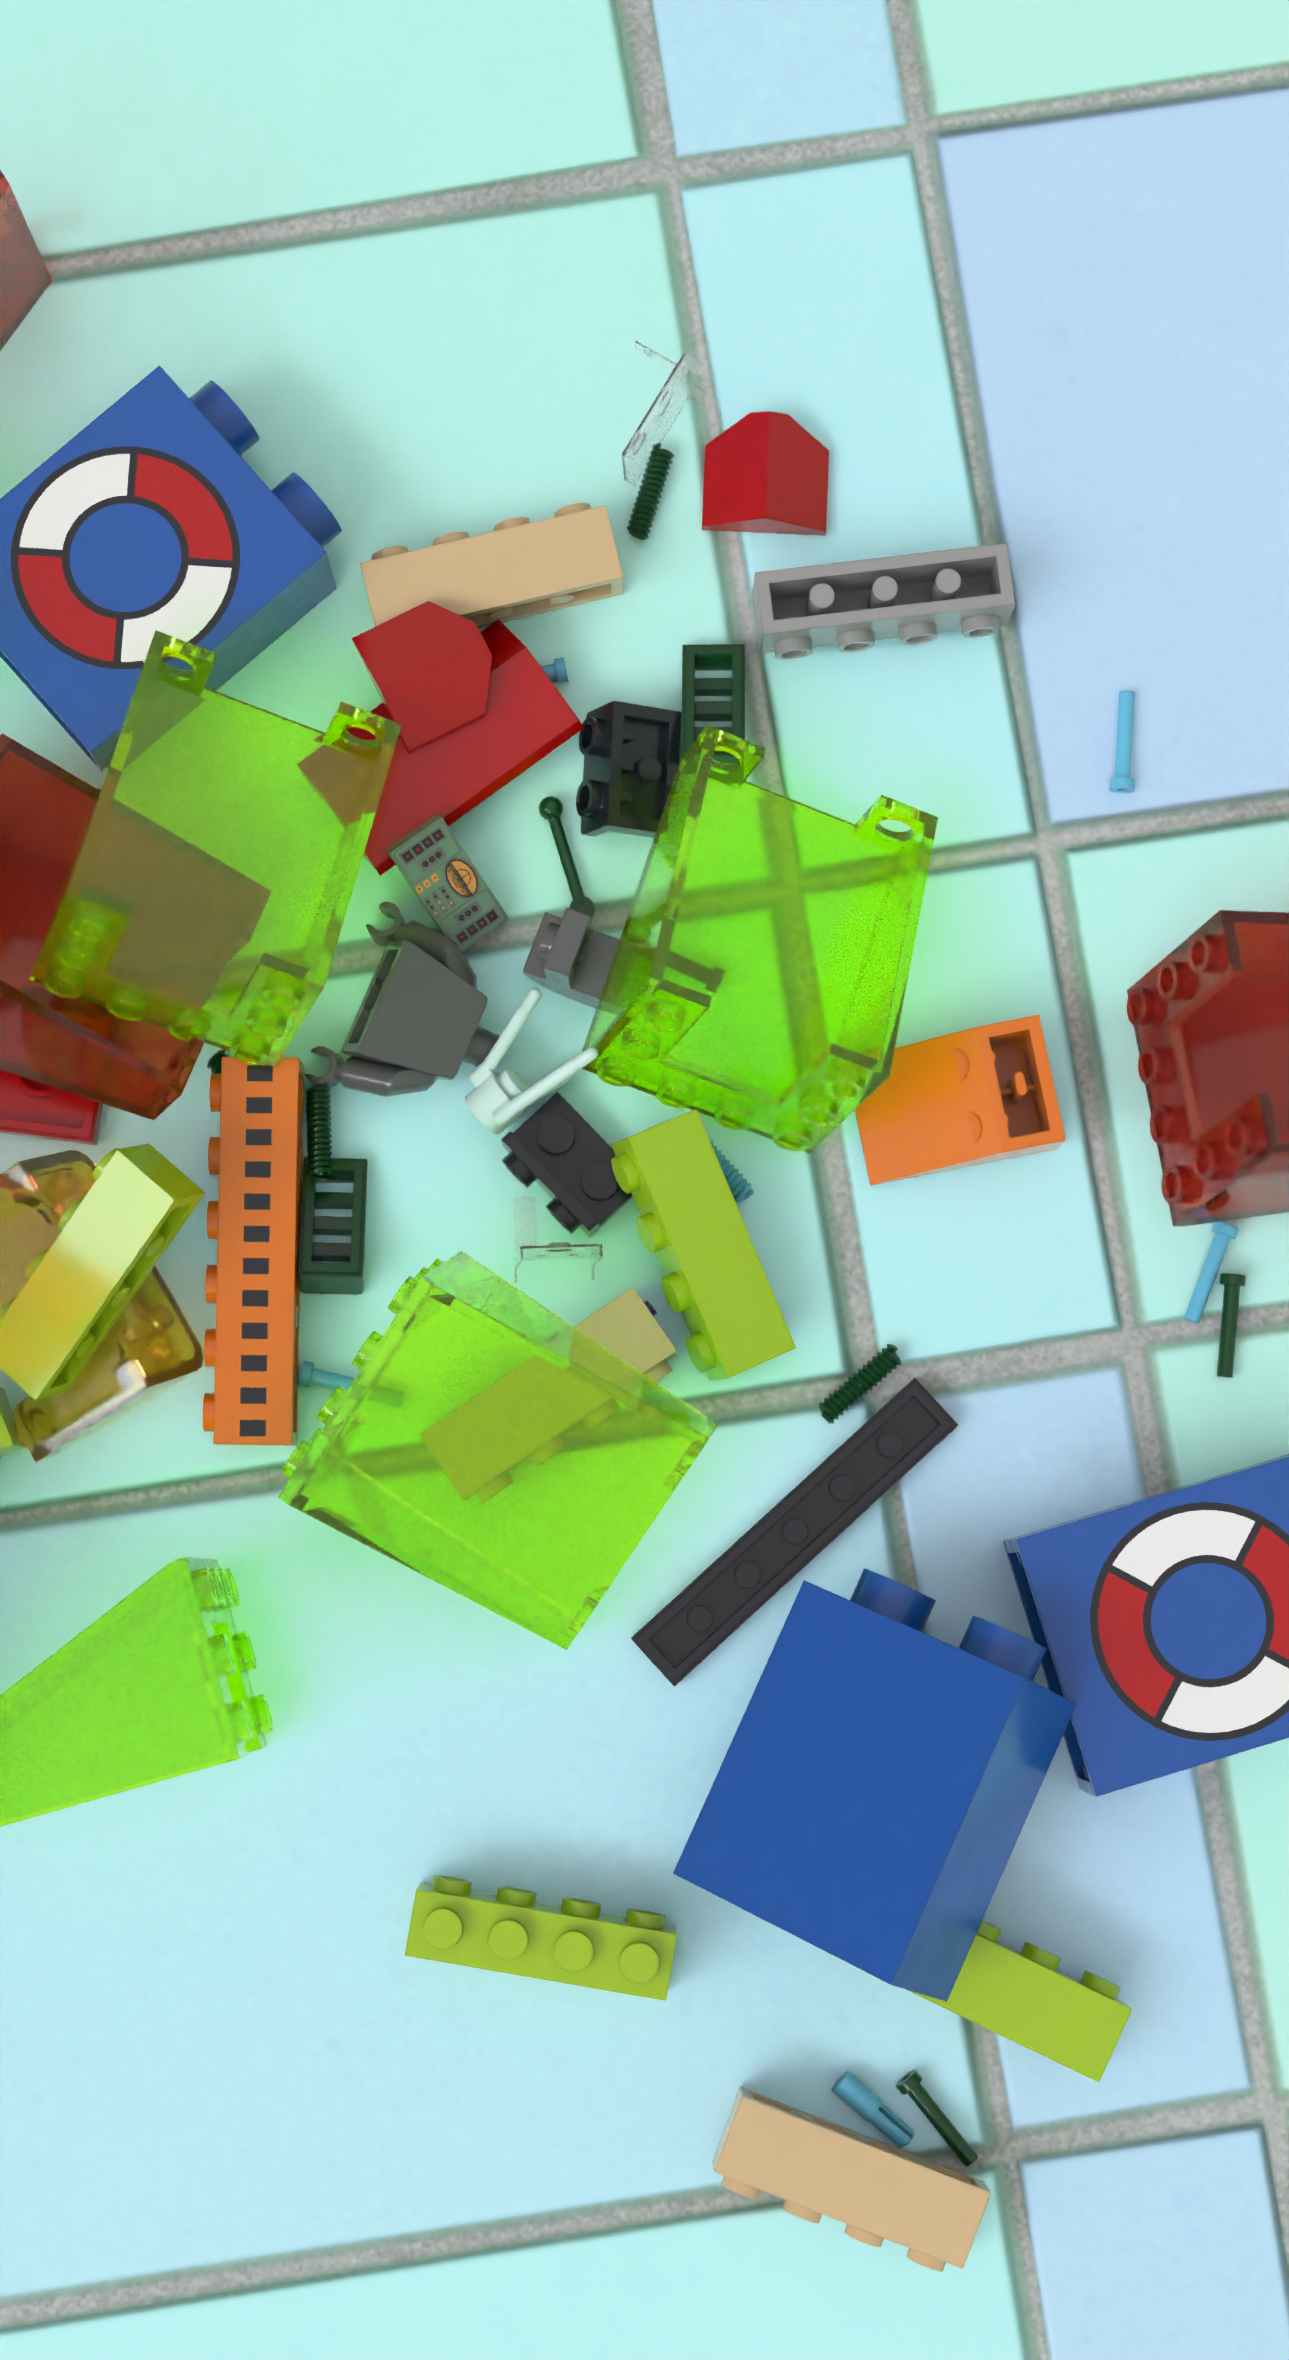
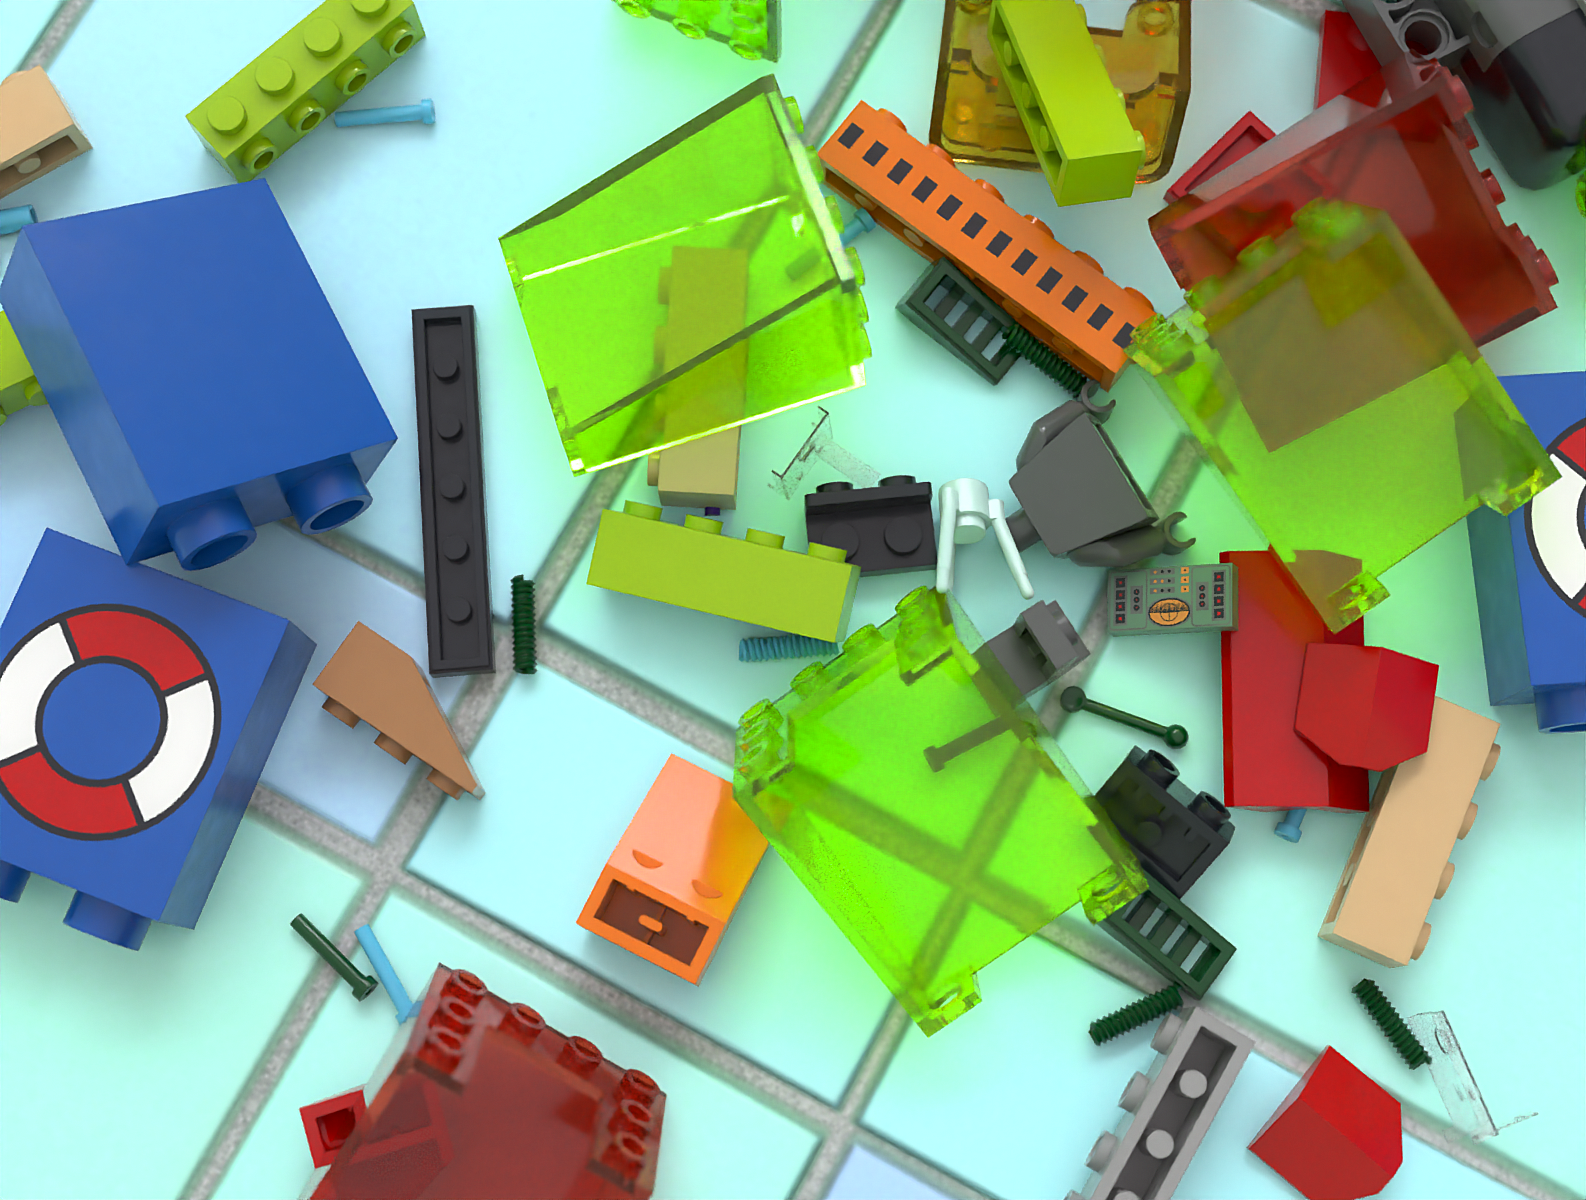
camera: 130 degrees right, 5 degrees down
(519, 1852) = (423, 111): none -> medium azure piece
(791, 684) = (1136, 1014): none -> dark green piece
(1000, 1436) = (392, 694): none -> medium nougat slope

